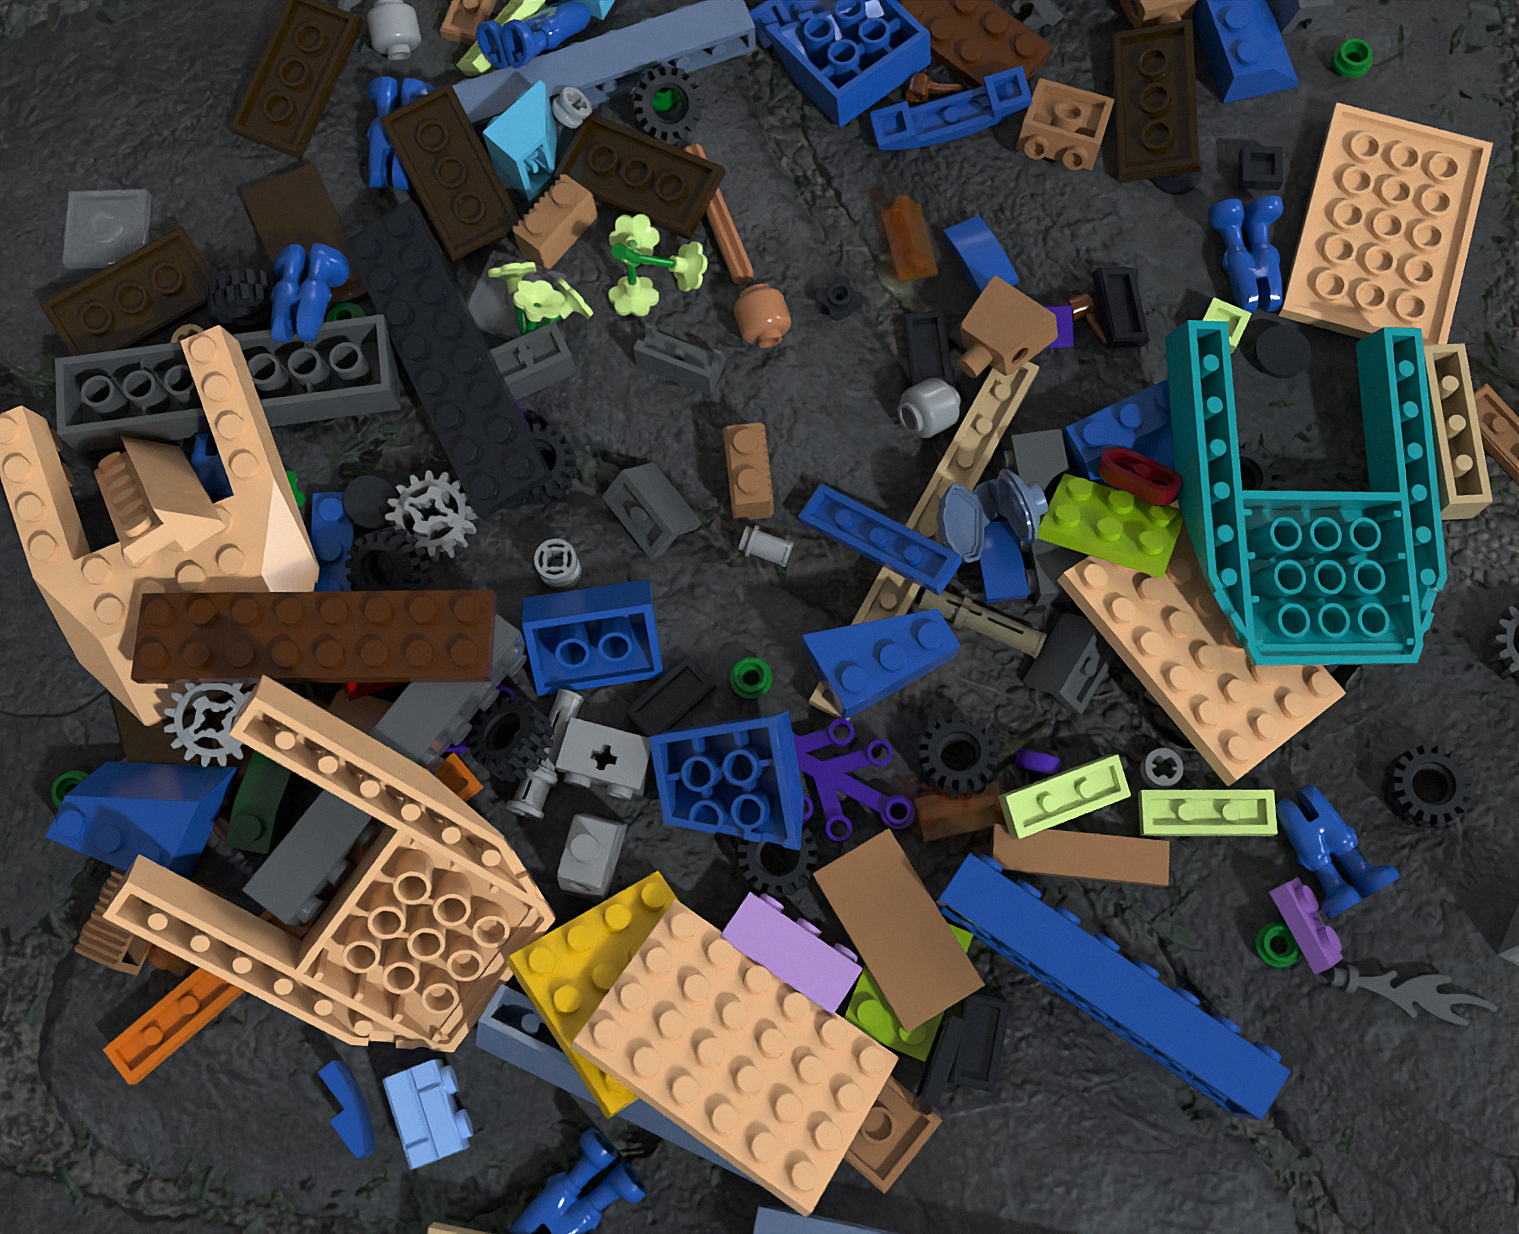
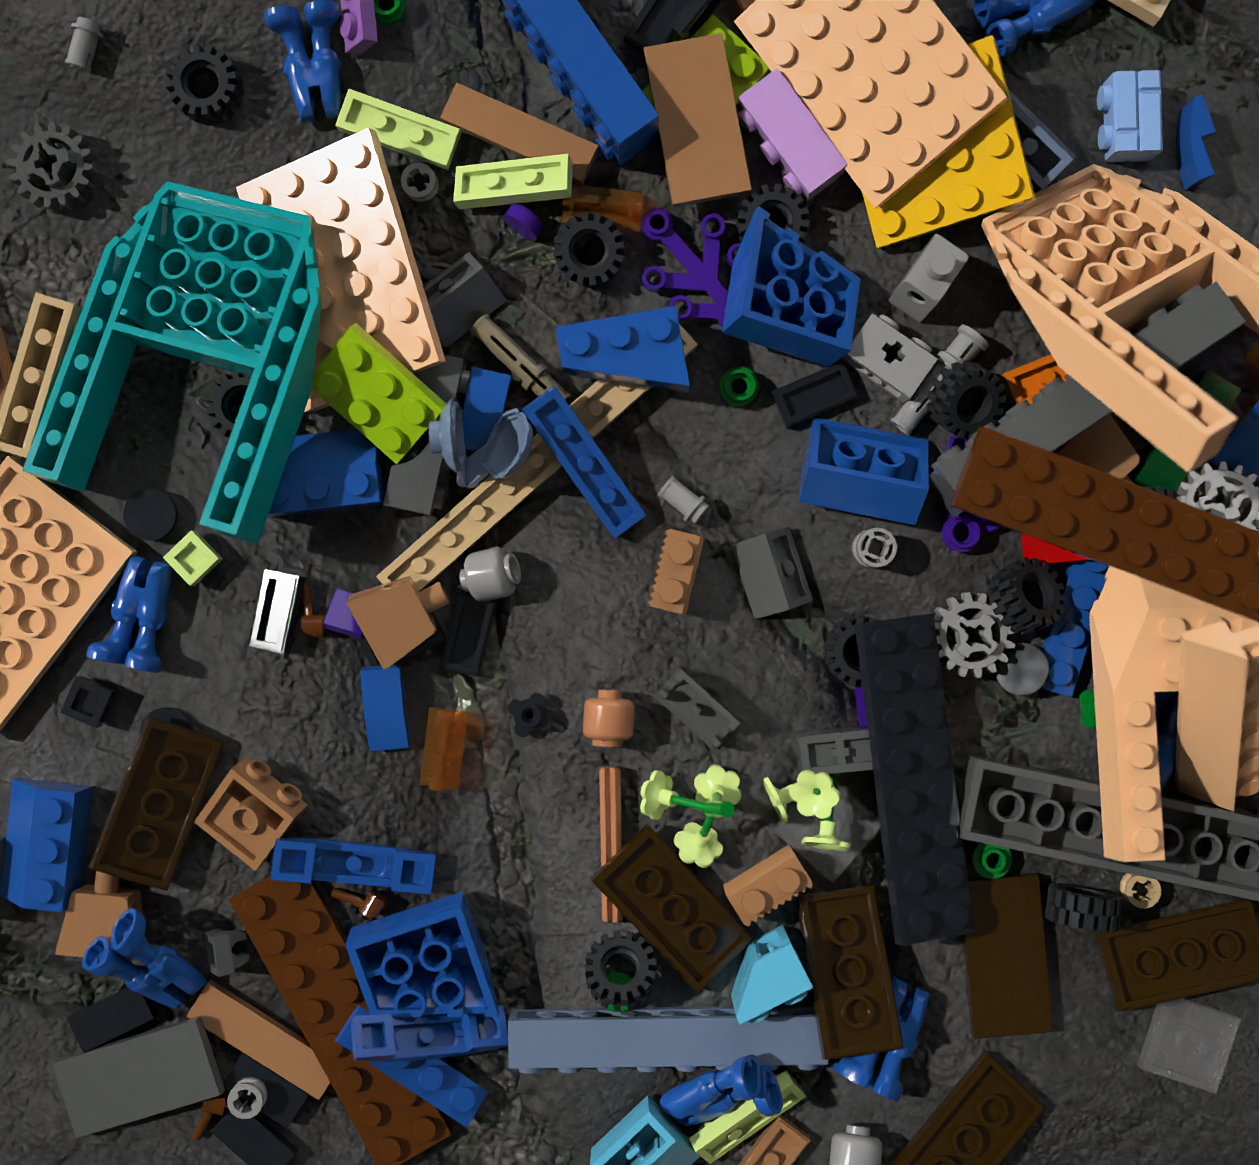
camera: 160 degrees left, 15 degrees up
(304, 290) = (1032, 871): blue piece -> none
(571, 107) = (704, 999): light grey bush -> none
(1140, 476) = (334, 426): dark red plate -> none

